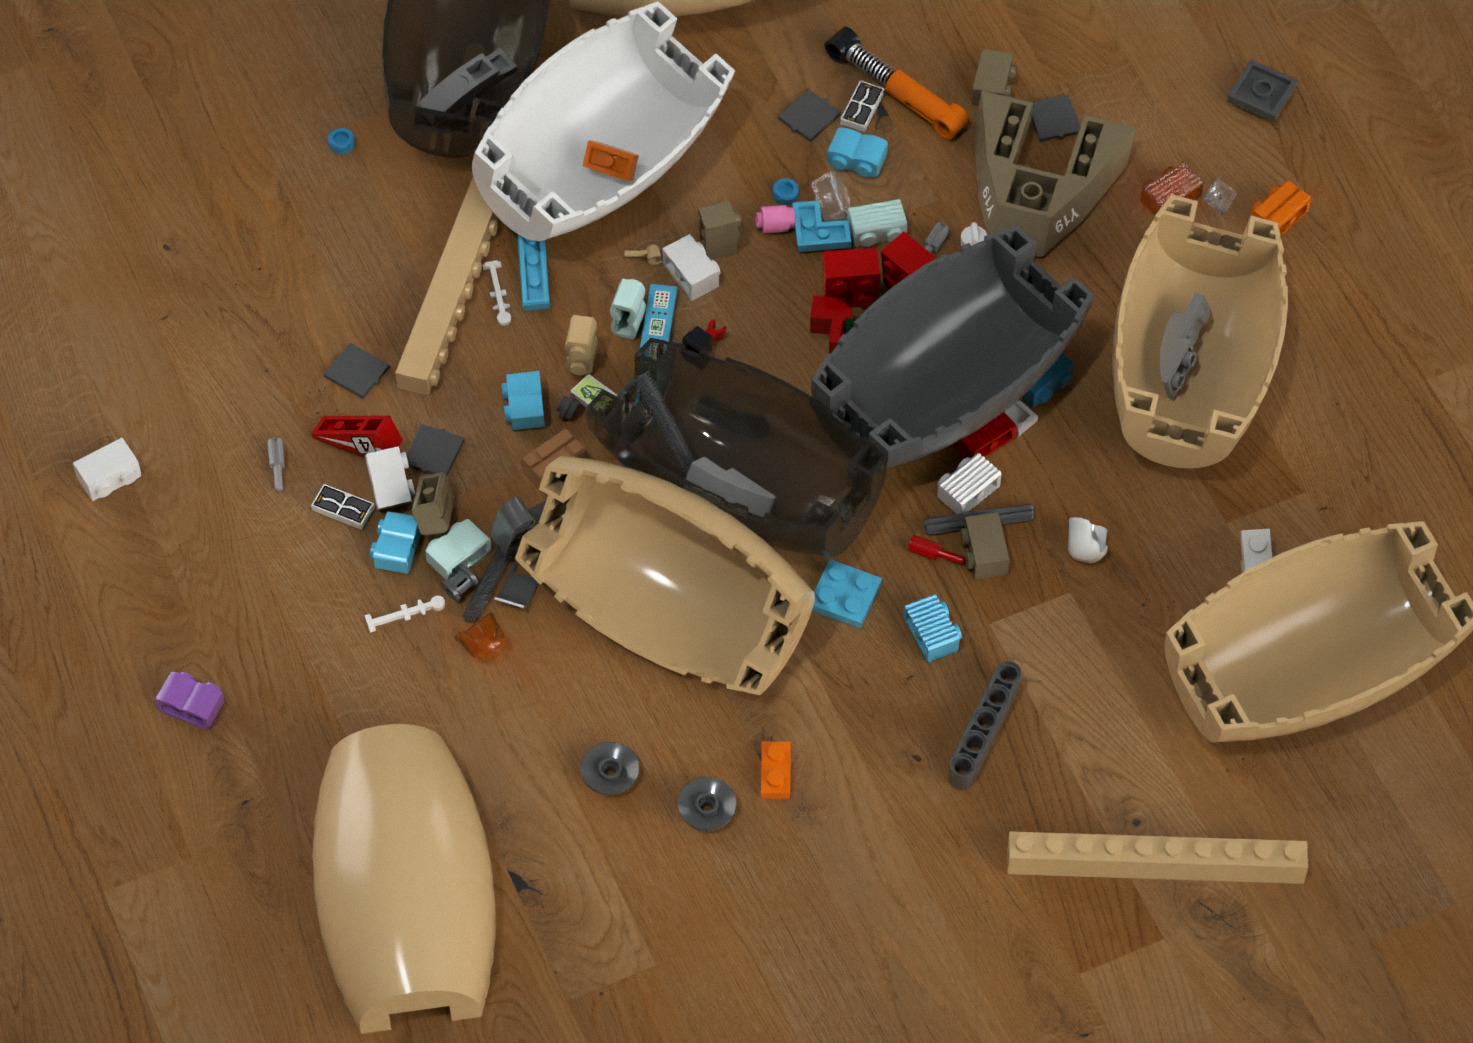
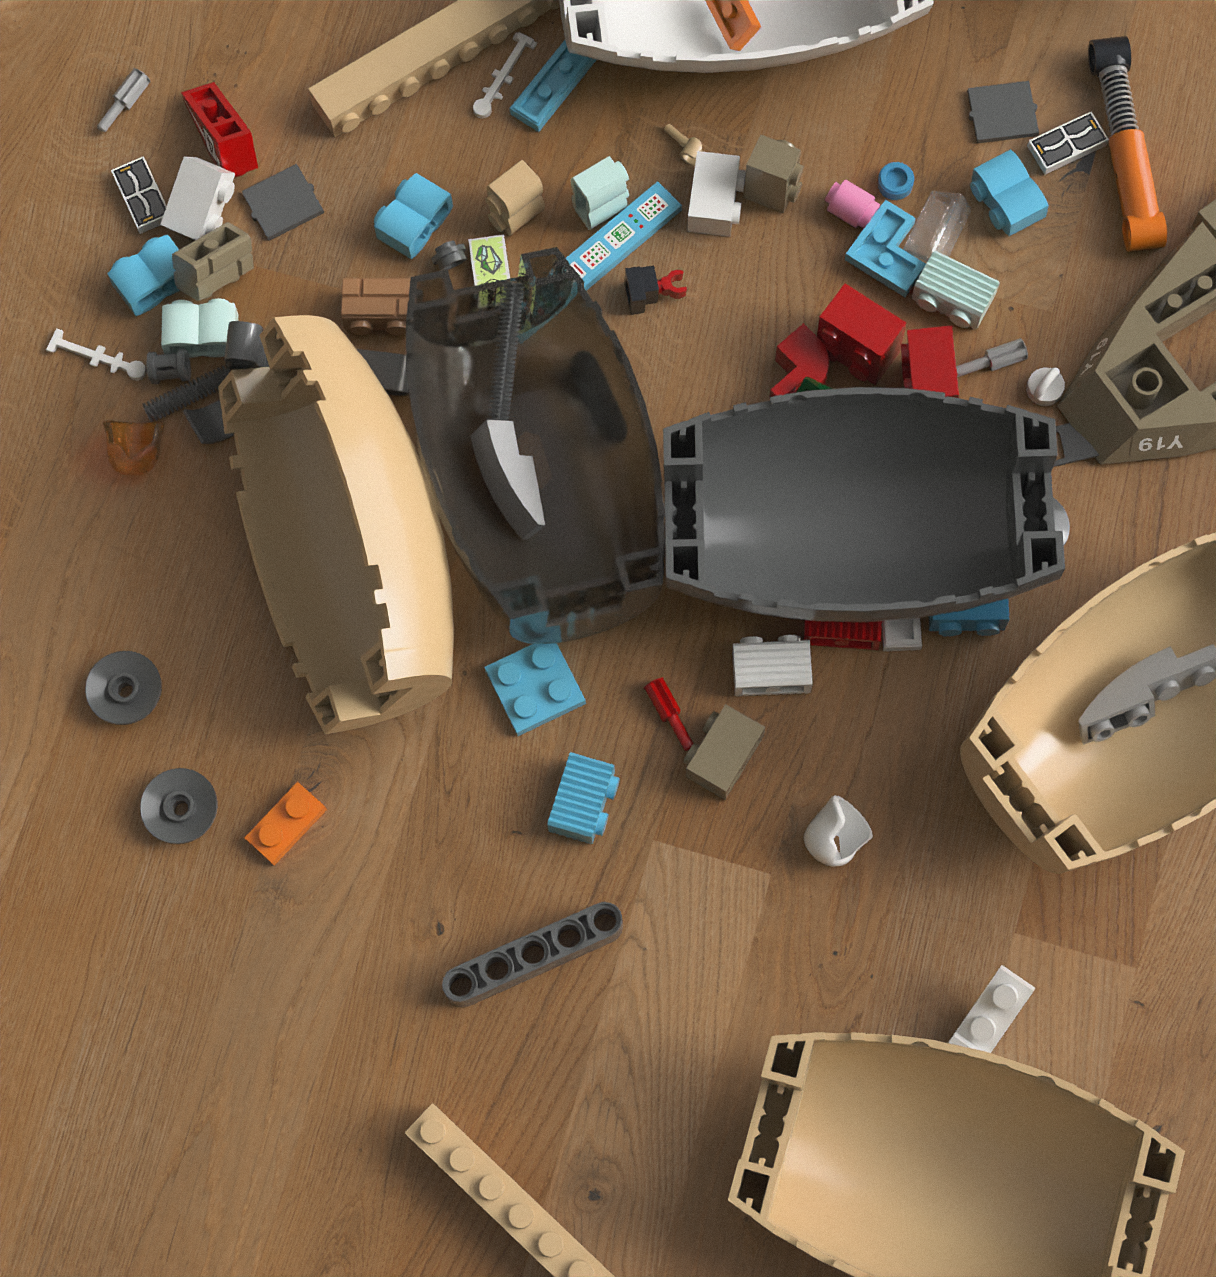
camera: 45 degrees right, 15 degrees up
(356, 370) = (290, 57): dark grey piece -> none
(956, 521) = (774, 727): dark grey axle -> none

